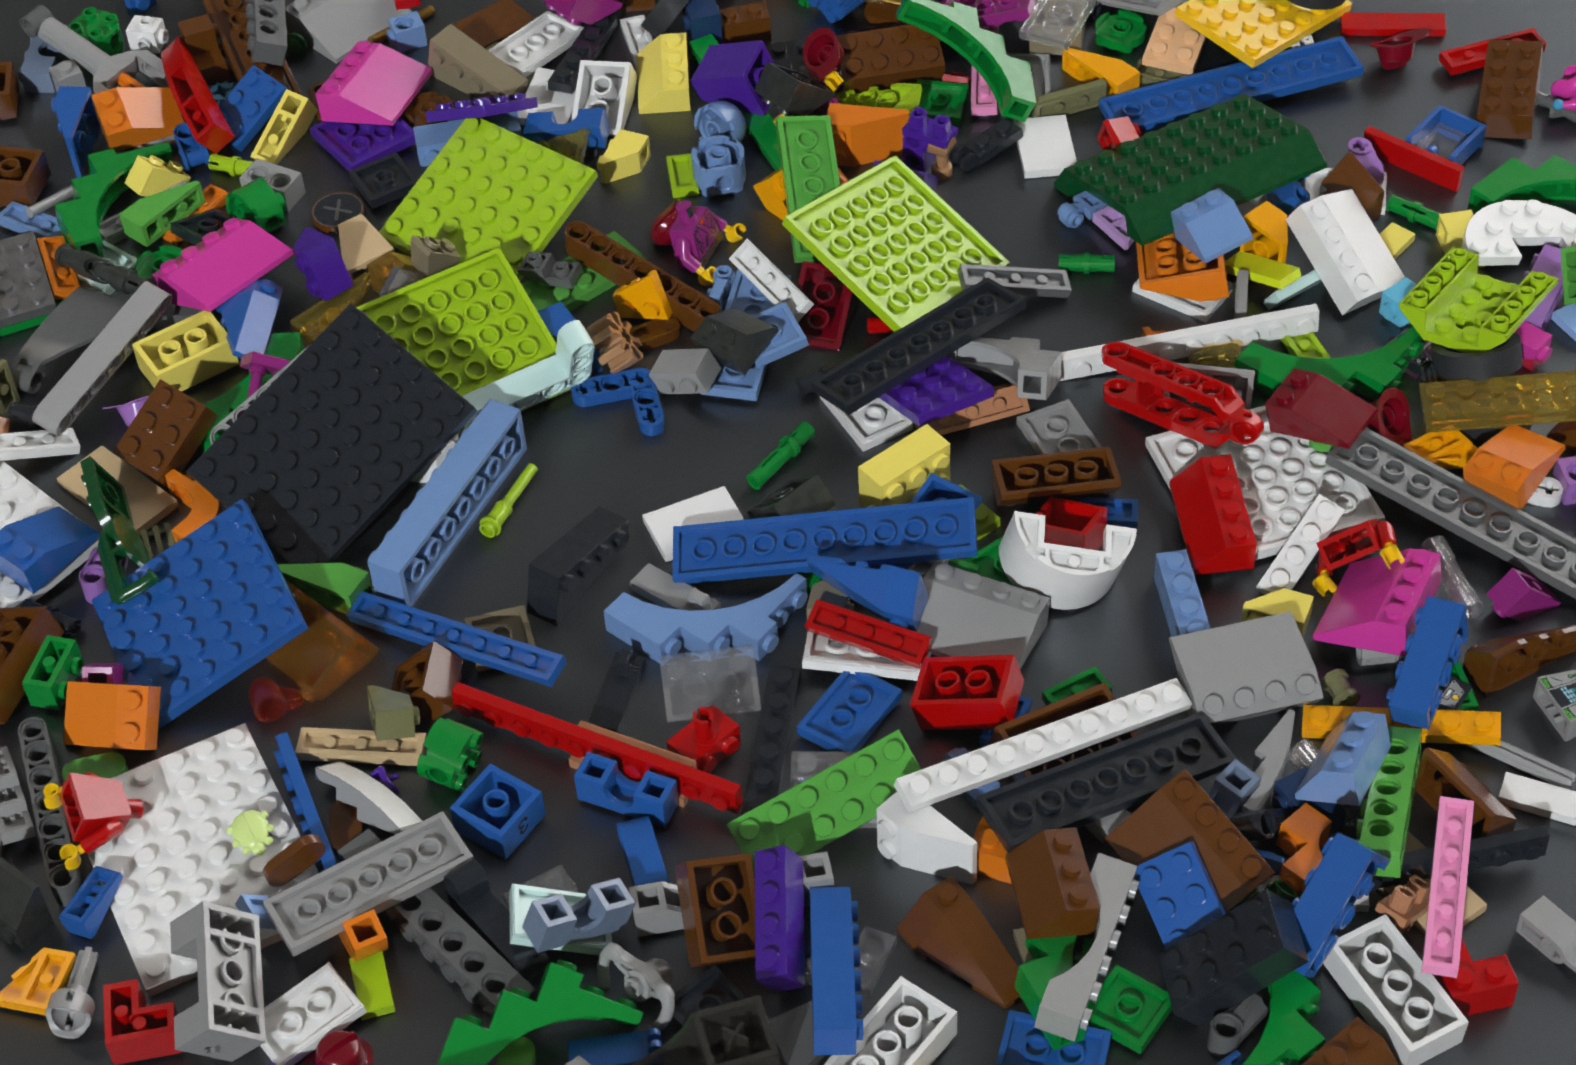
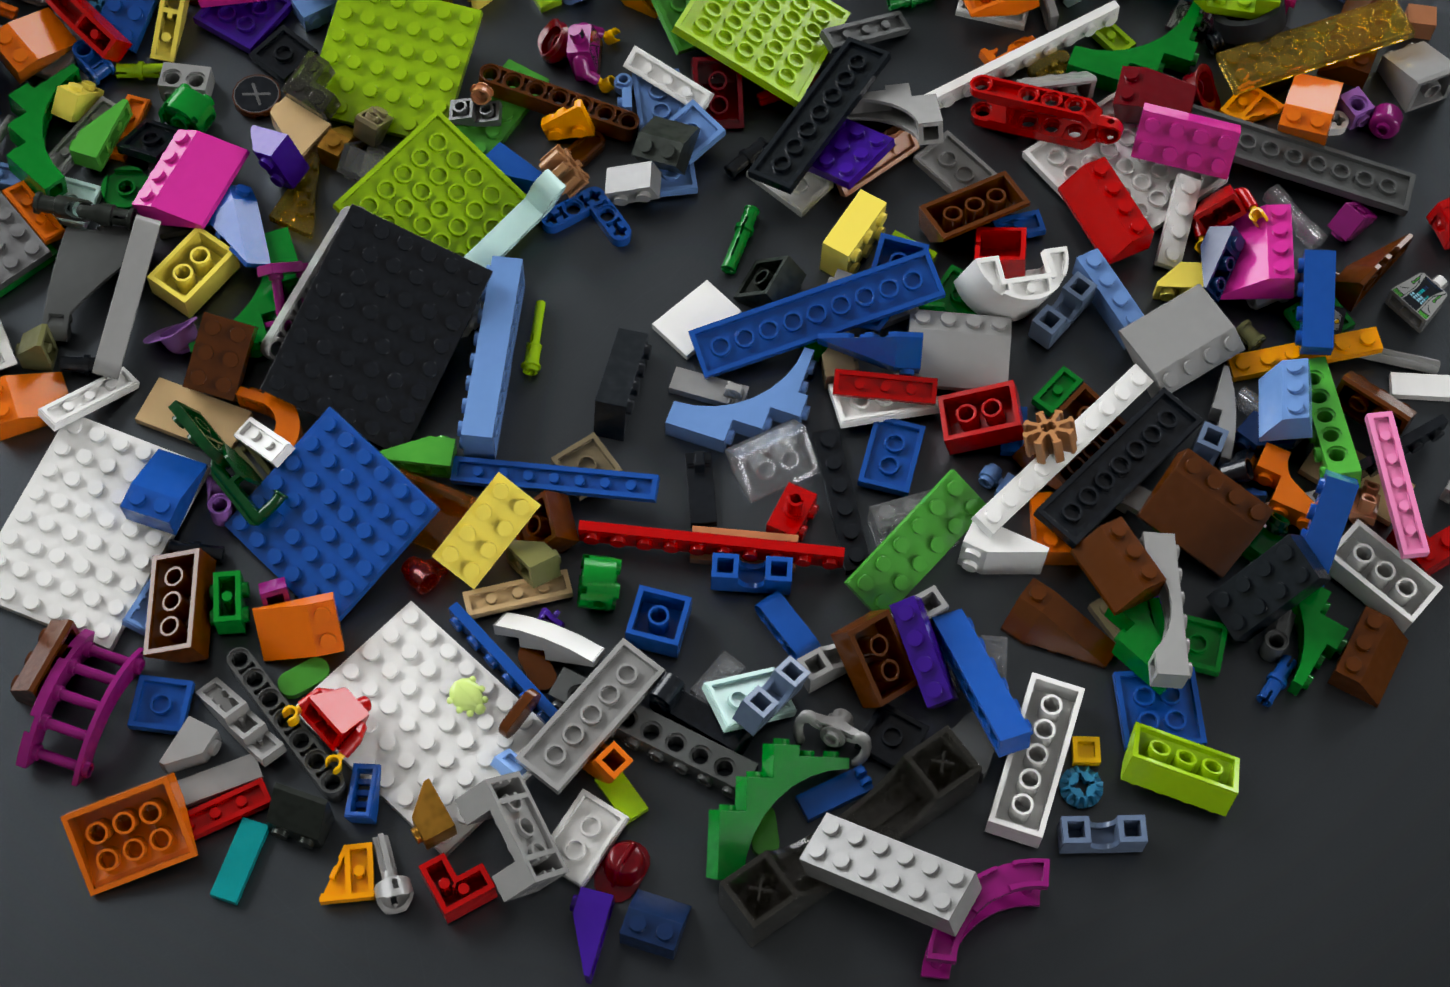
camera: 25 degrees left, 15 degrees up
(145, 942) = (431, 818): none -> pearl gold slope
(167, 525) = (264, 442): none -> white tile
(349, 664) = (486, 530): none -> light yellow plate
(387, 206) = (308, 86): none -> clear smoke brick
(560, 249) = (477, 93): none -> nougat plate
(1024, 719) = (1050, 436): none -> medium nougat gear
(1139, 599) = (1056, 319): none -> sand blue arch
(1178, 893) = (1210, 548): blue plate -> none
(1329, 593) = (1218, 257): none -> dark blue slope
(1337, 460) = (1186, 141): none -> dark pink brick

